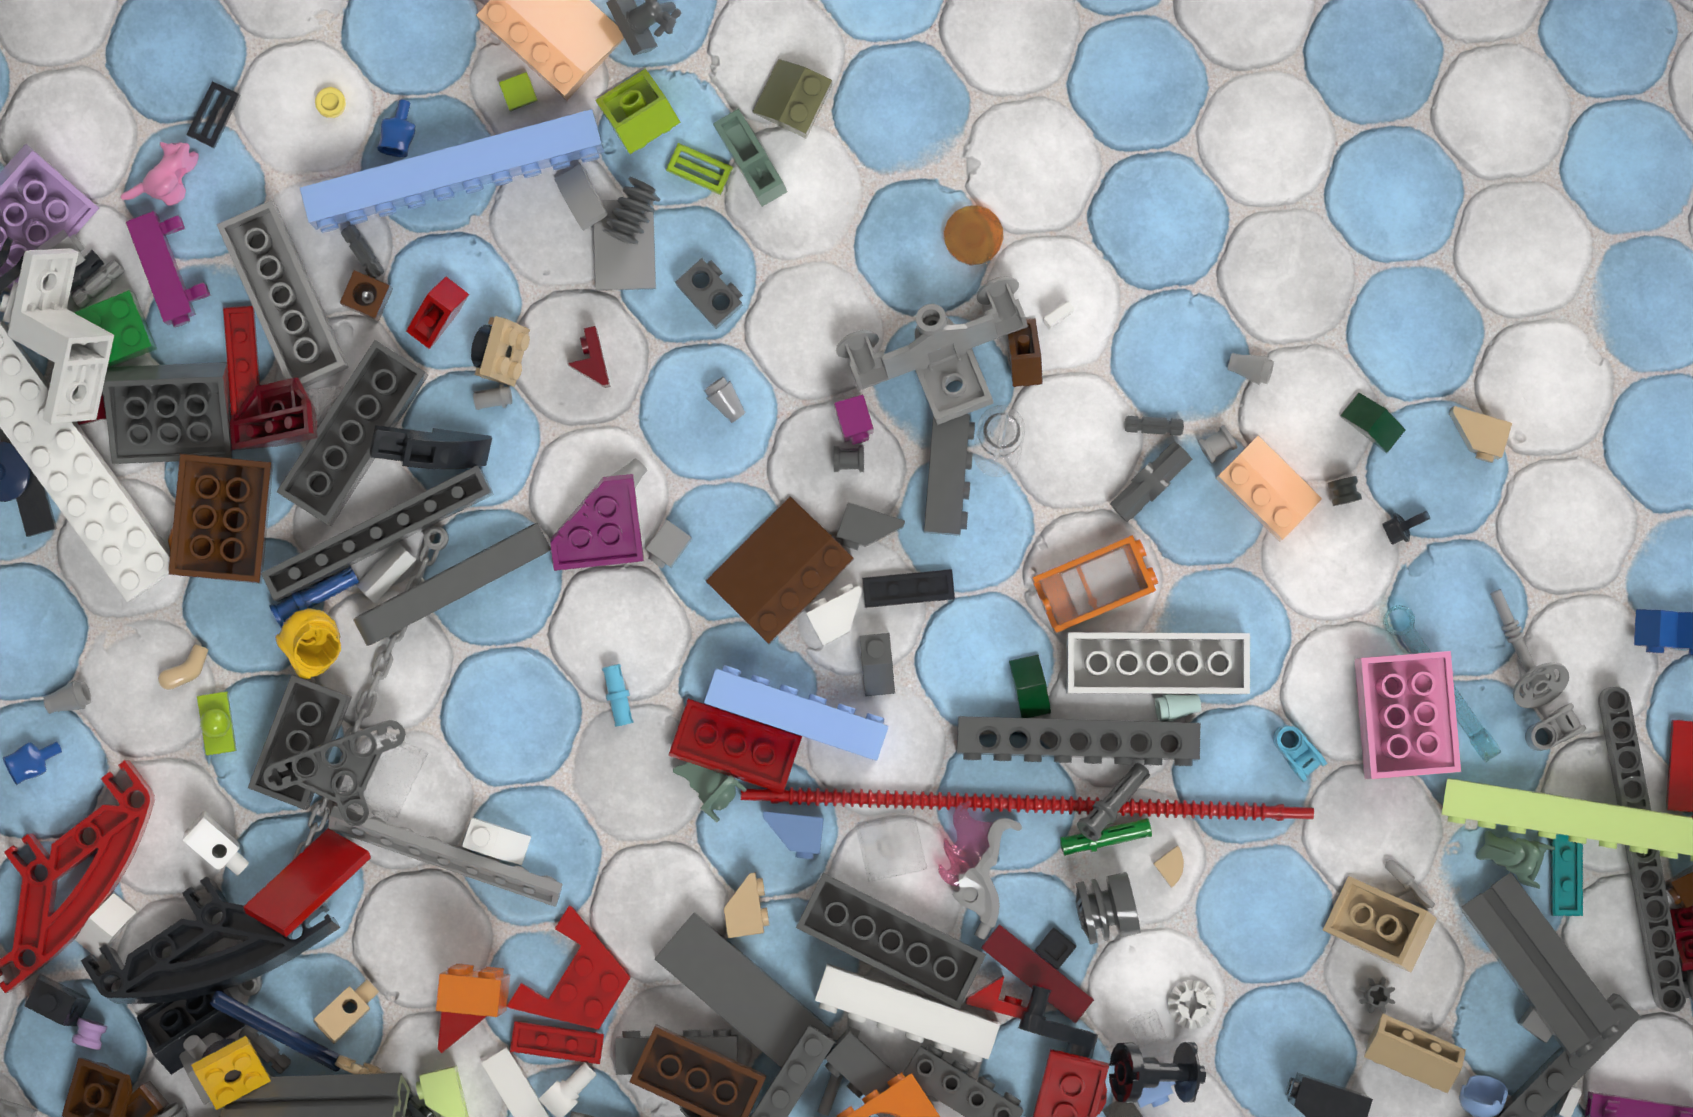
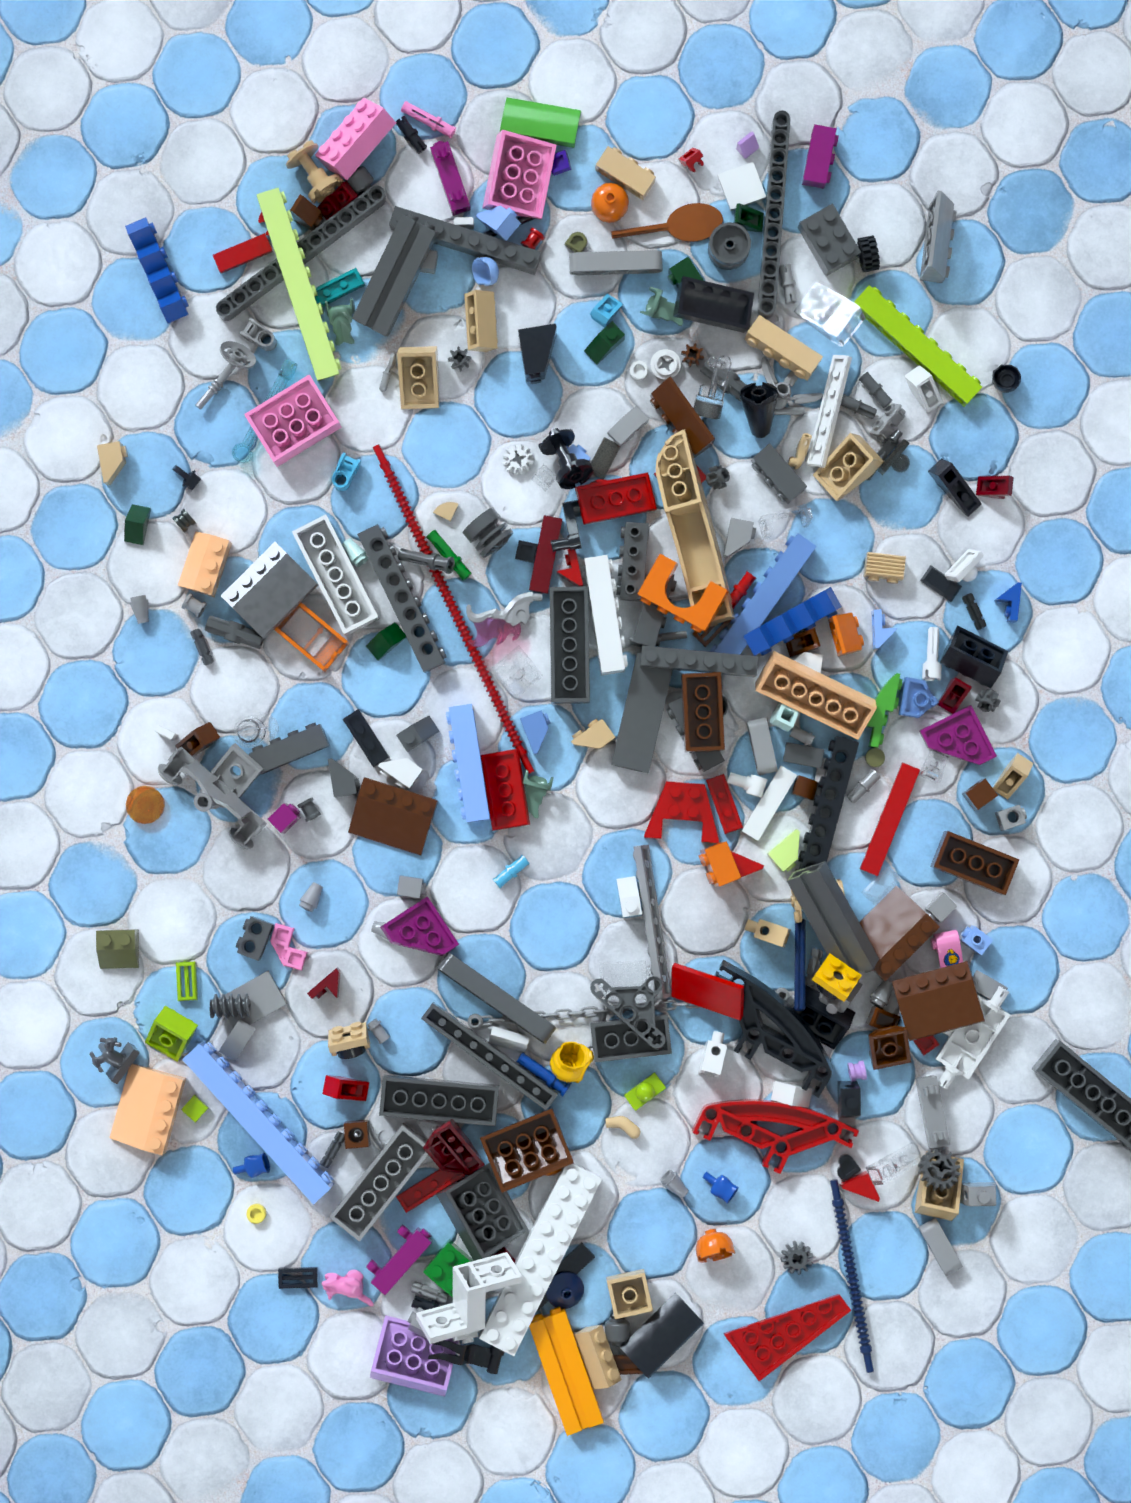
camera: 125 degrees left, 0 degrees up
(430, 450) = (426, 1050): black slope -> none
(662, 326) = (281, 941): none -> bright pink tile
(750, 157) = (165, 955): sand green slope -> none
(1183, 560) = (269, 590): none -> flat silver slope

